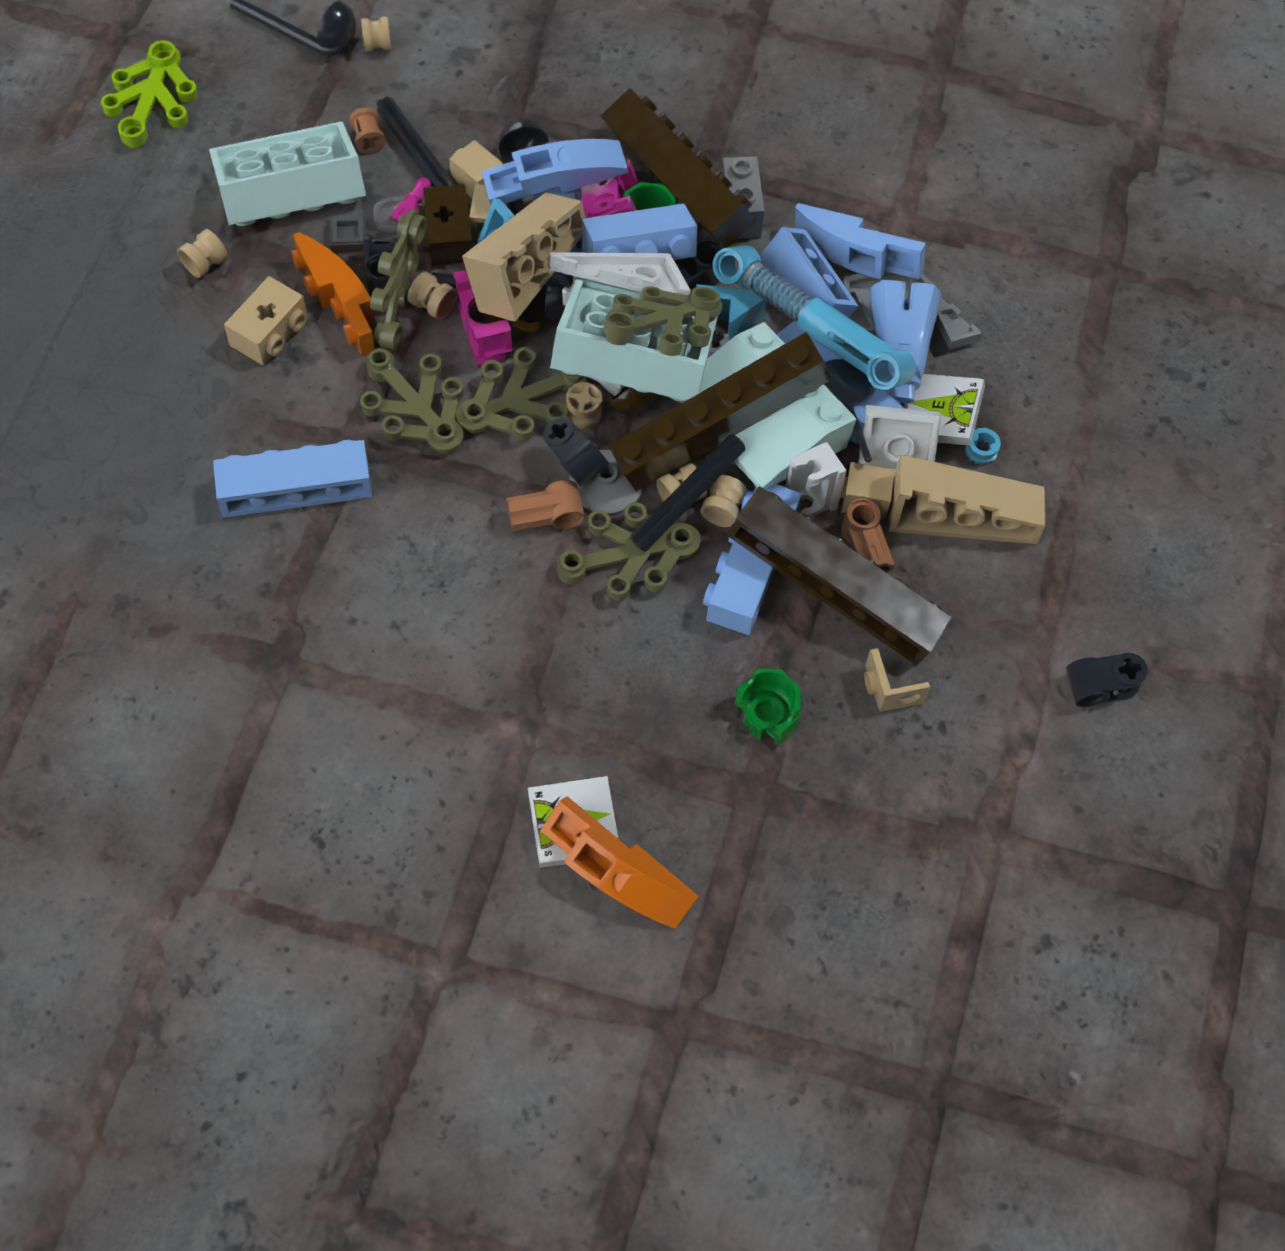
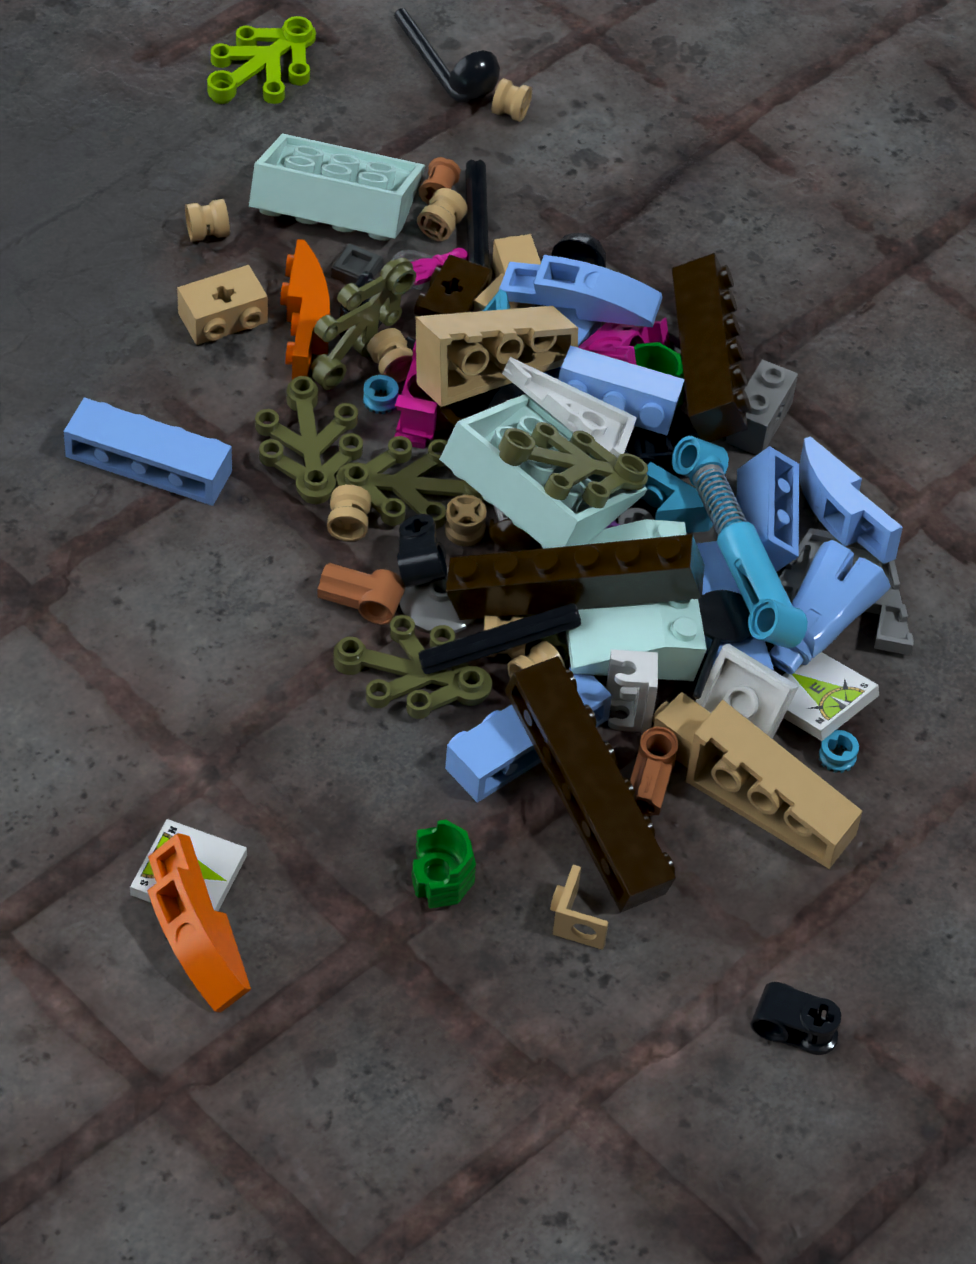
camera: 30 degrees right, 10 degrees down
(388, 157) = (442, 214): none -> tan wheel
(448, 324) = (380, 403): none -> medium azure bush
(492, 450) = (349, 513): none -> tan wheel

